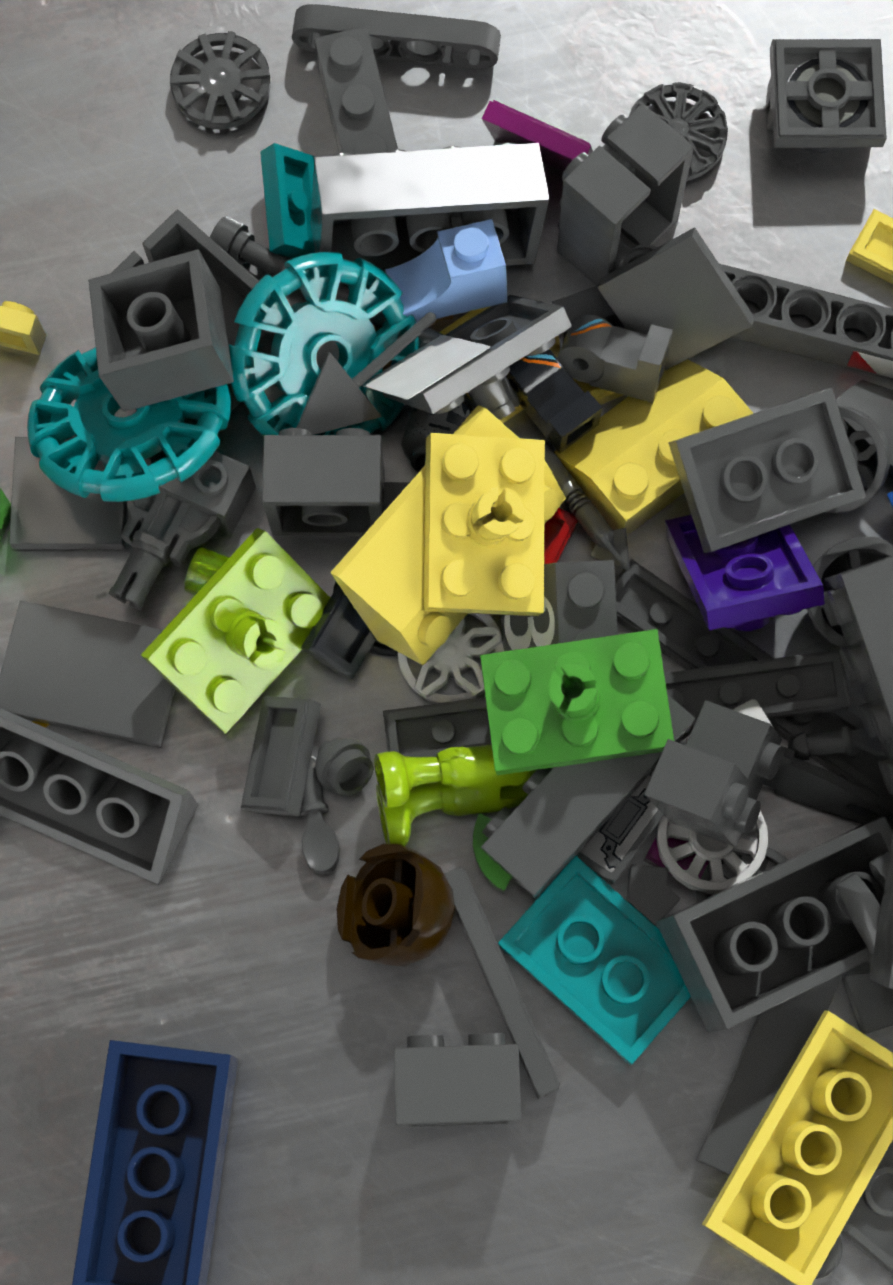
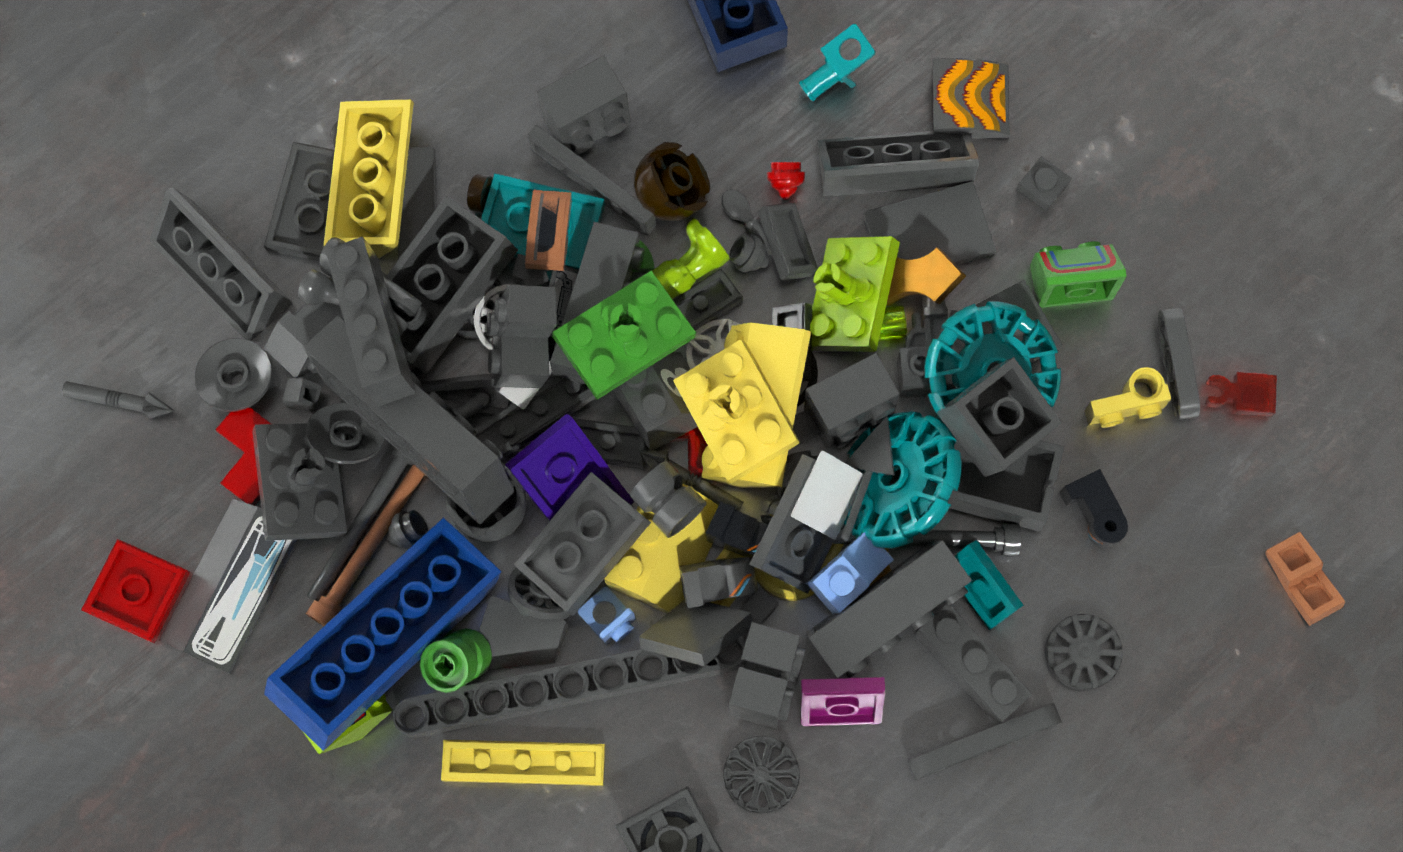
camera: 155 degrees right, 0 degrees up
(76, 959) = (837, 67): none -> teal bracket
(98, 216) = (1099, 508): none -> black leg
(129, 587) = (928, 276): none -> tile
(231, 848) = (786, 178): none -> red plate
(599, 928) = (548, 230): none -> nougat slope
(631, 443) = (668, 499): none -> dark grey wheel
(665, 1048) = (478, 192): none -> dark brown tile
(767, 375) = (619, 627): none -> light blue bracket

